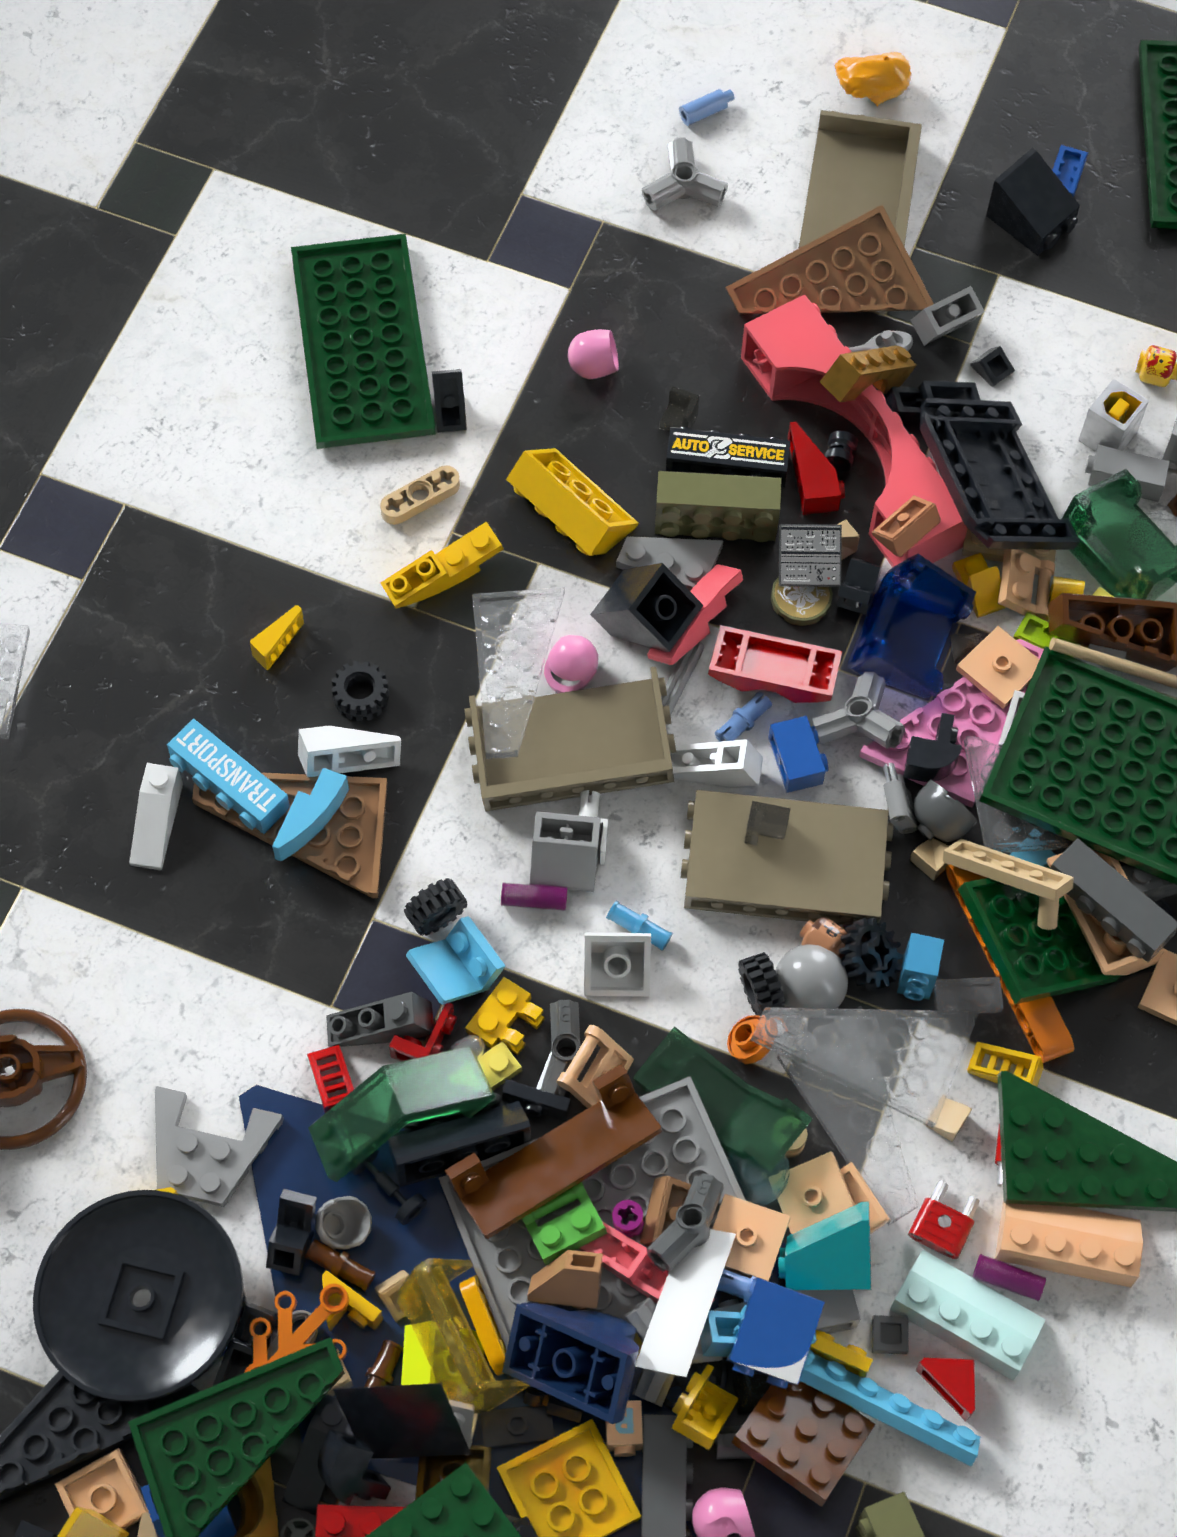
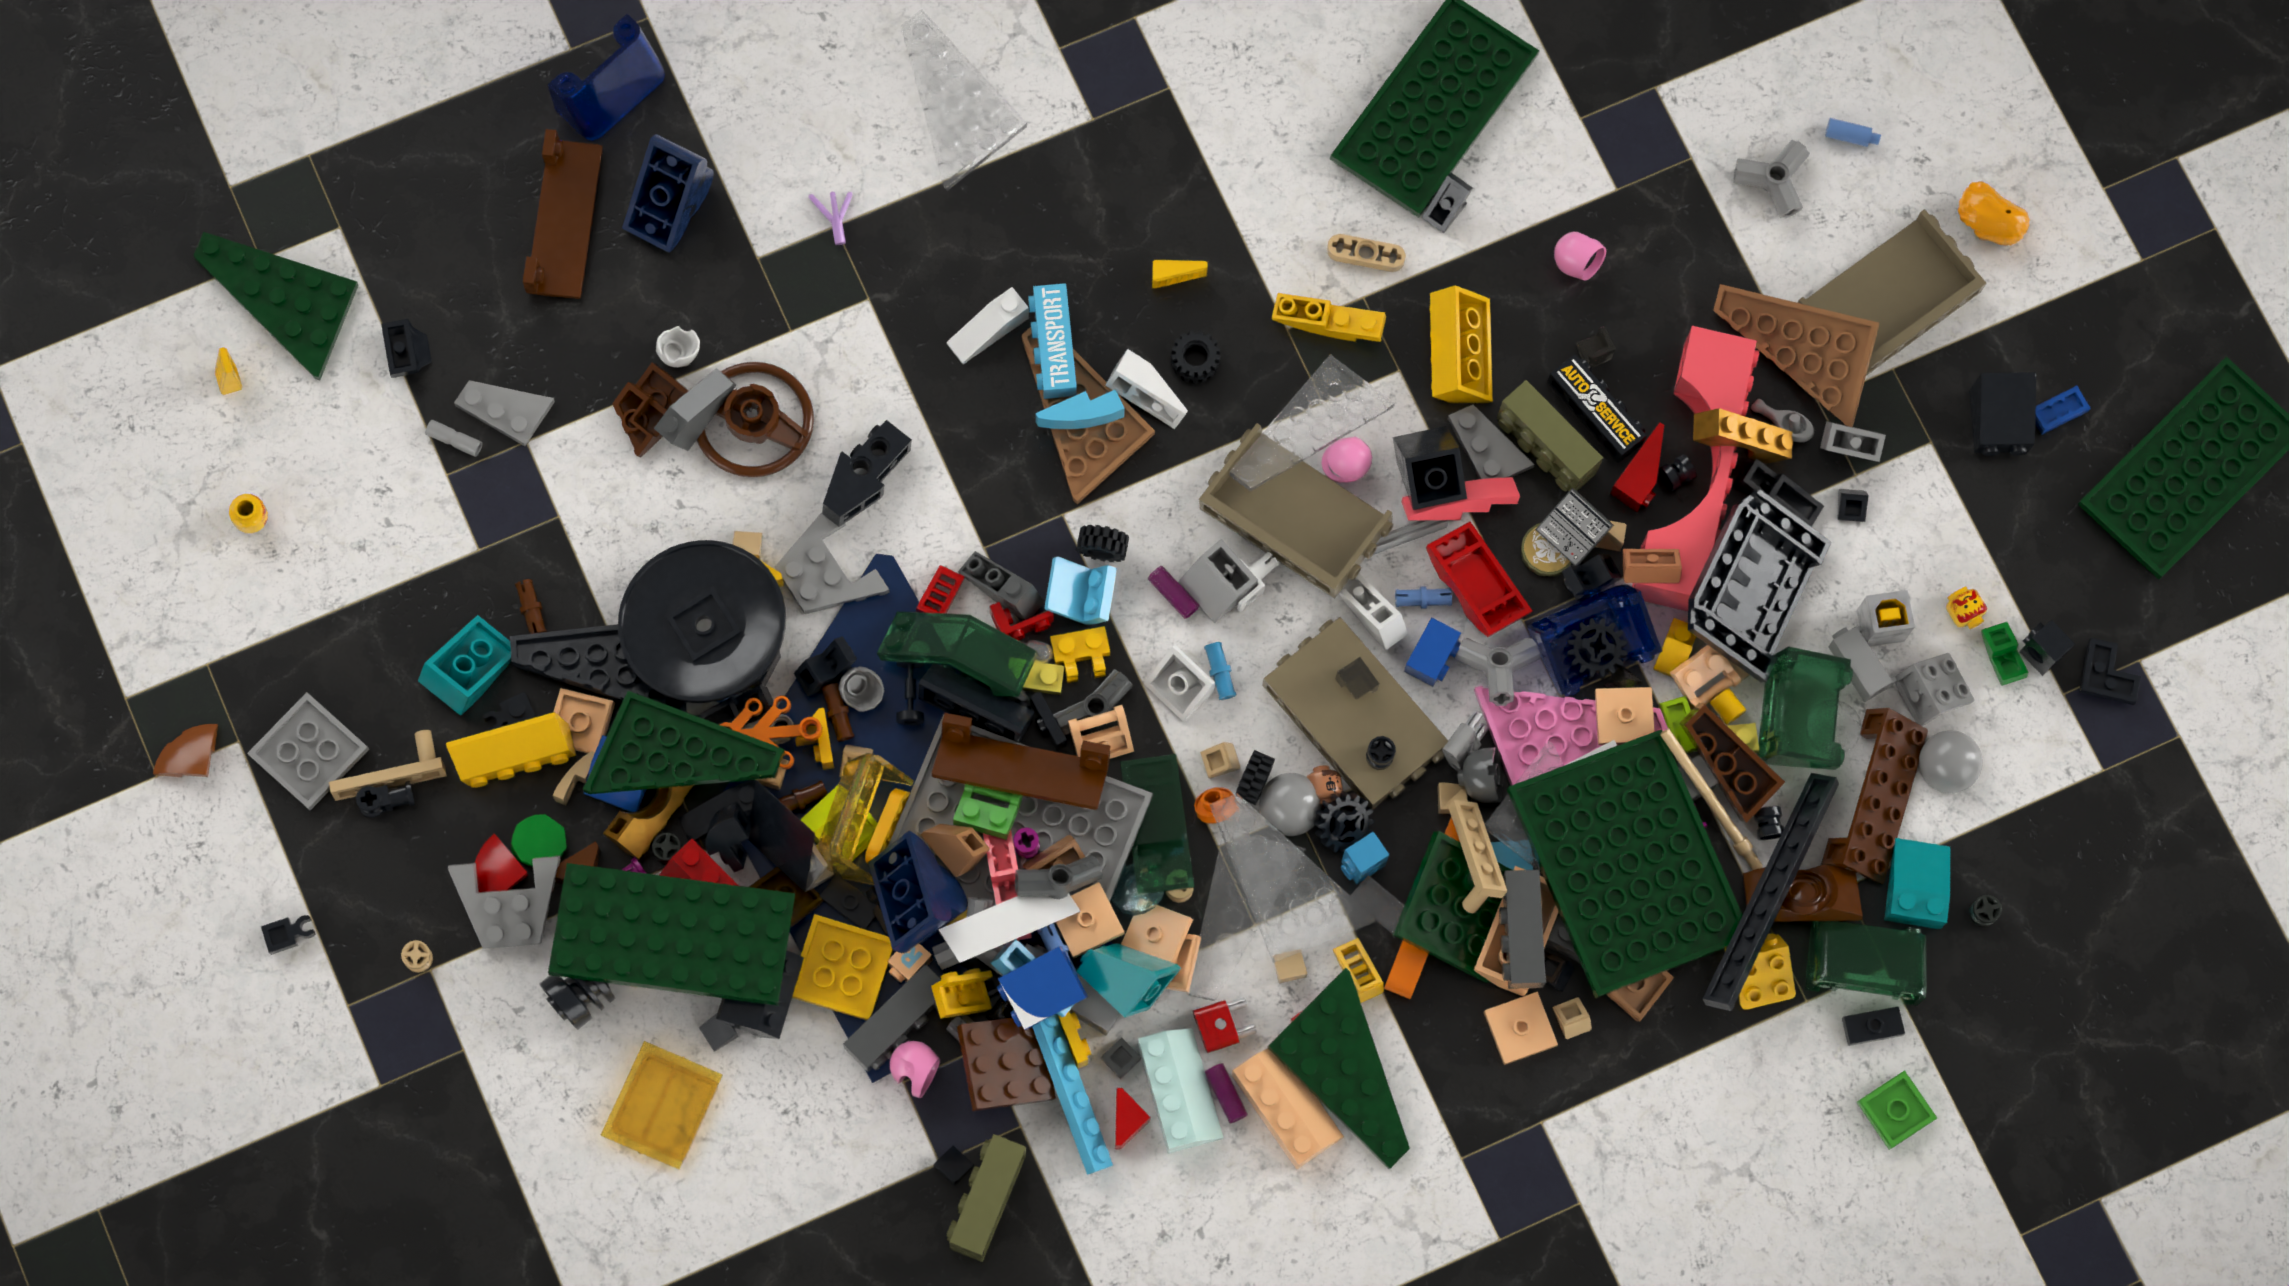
camera: 40 degrees right, 10 degrees up
(110, 1186) = (749, 541): none -> tan slope
(167, 1059) = (853, 493): none -> black brick
(712, 1000) = (1220, 759): none -> tan slope
(848, 859) = (1382, 747): none -> black wheel
(920, 647) = (1585, 647): none -> black gear
(933, 758) = (1512, 736): black brick -> none

